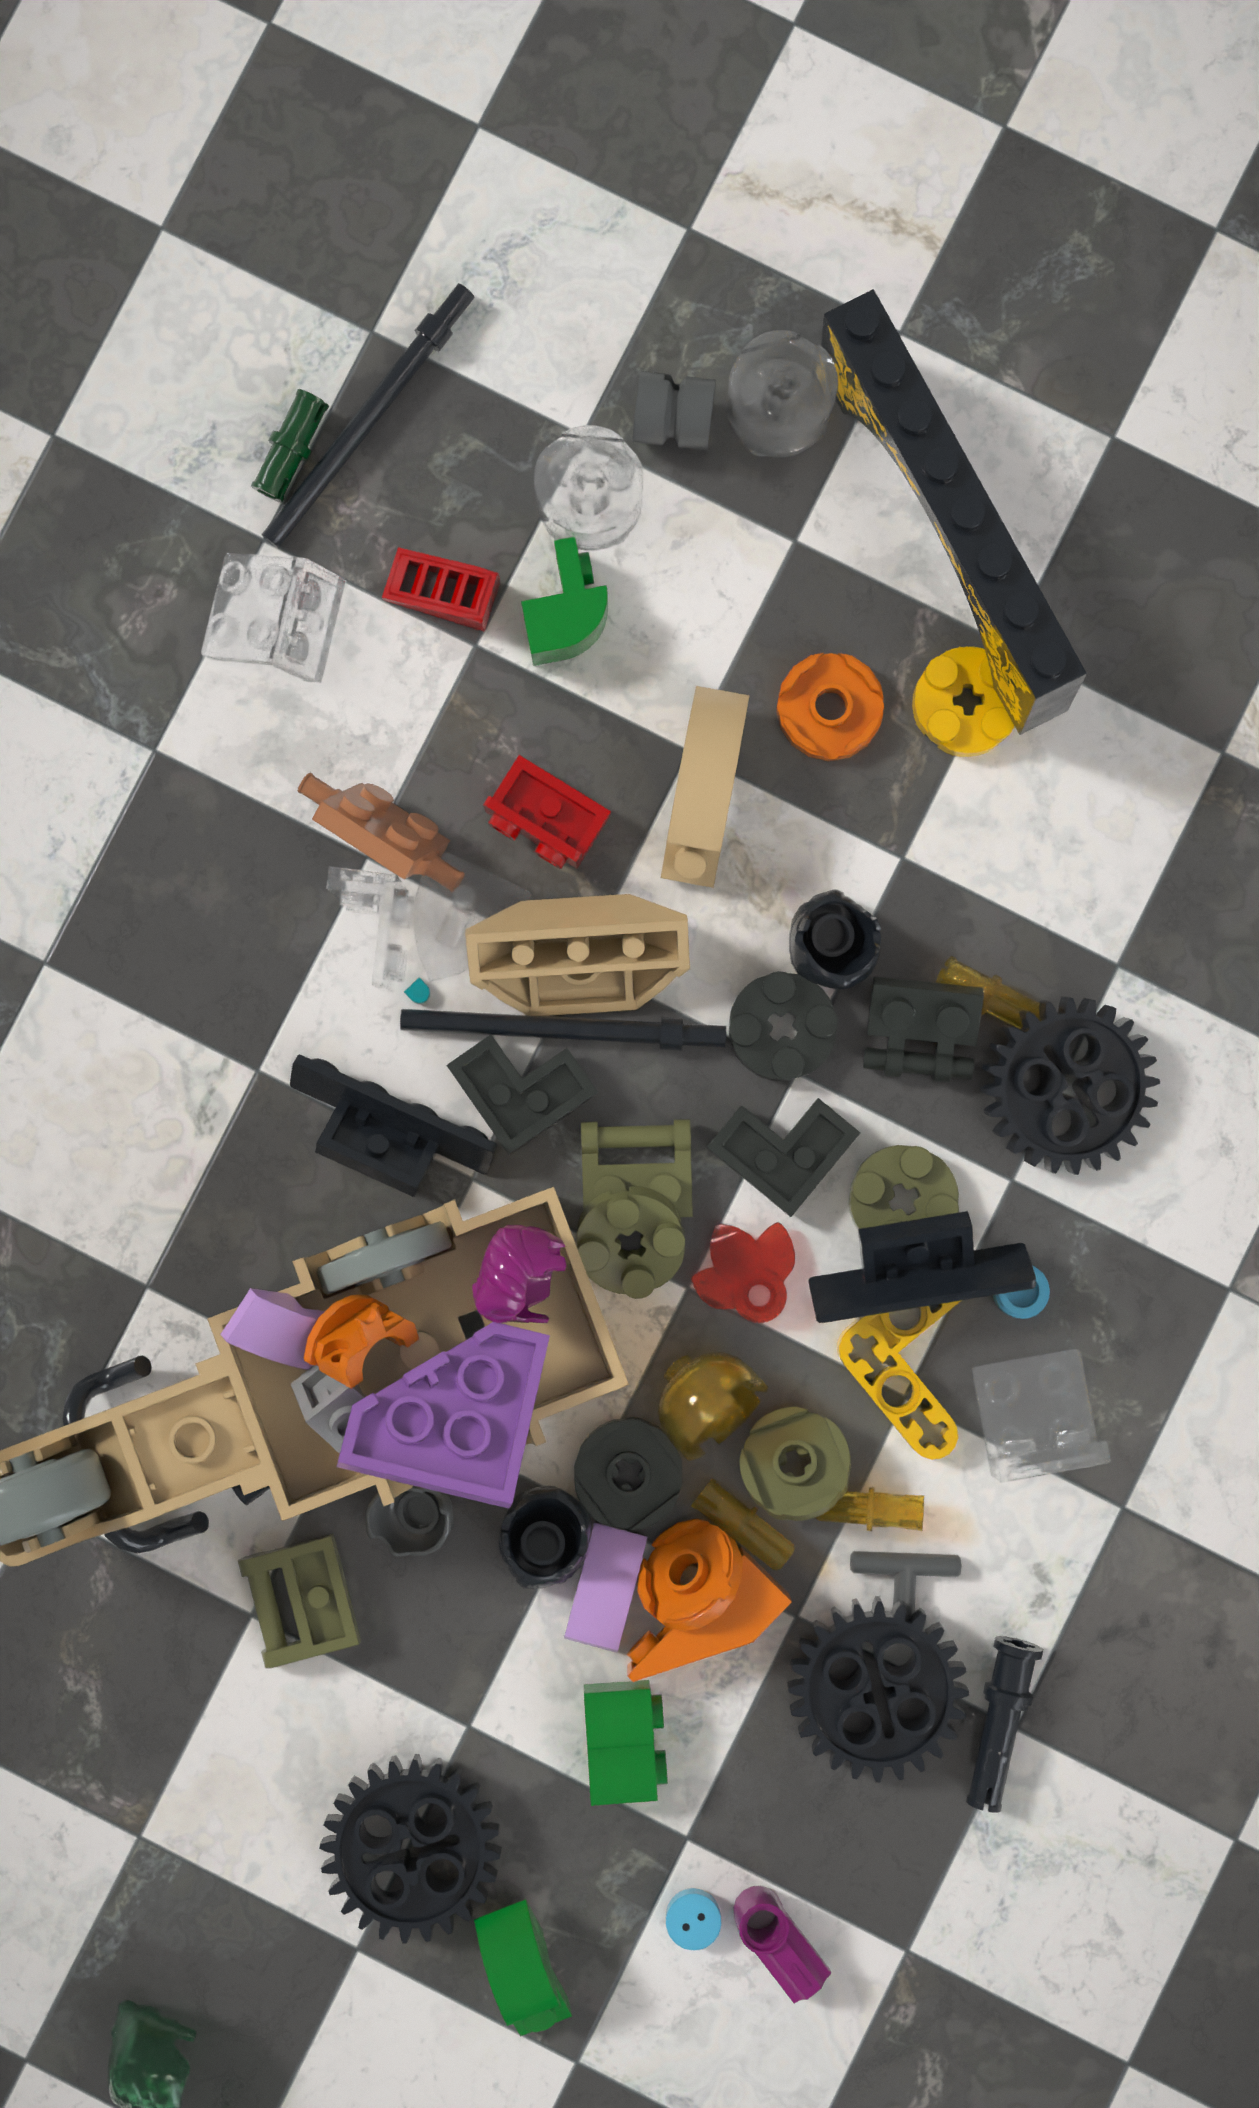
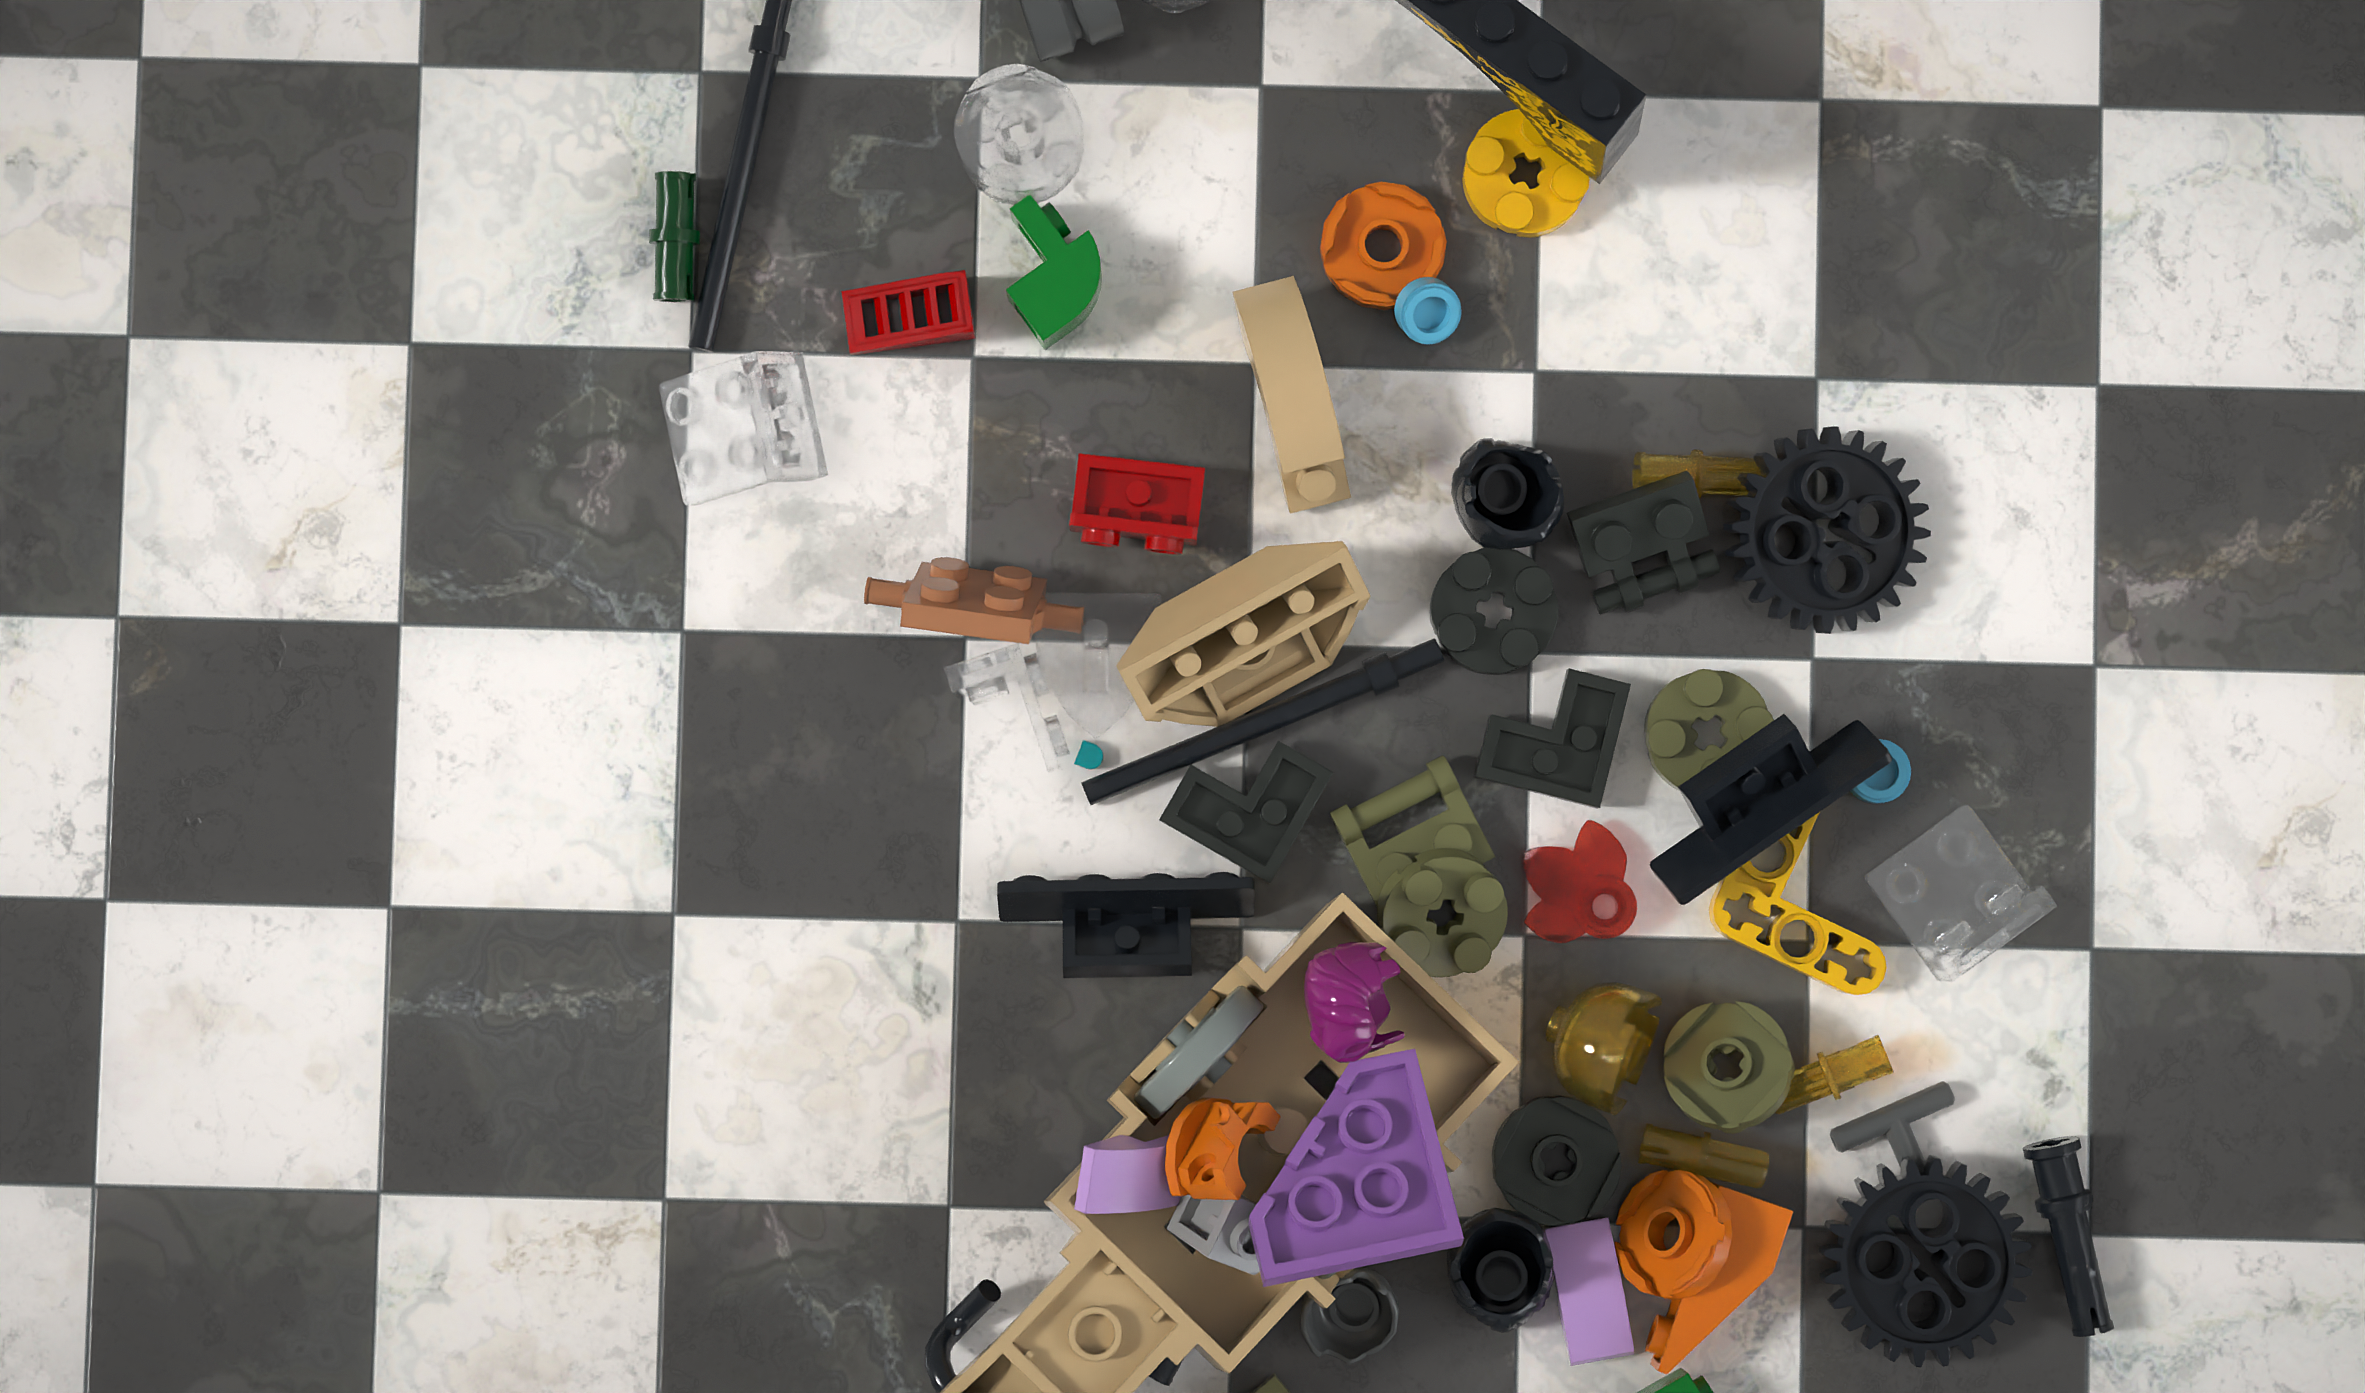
camera: 30 degrees left, 0 degrees up
(840, 771) = (1427, 310): none -> medium azure tile

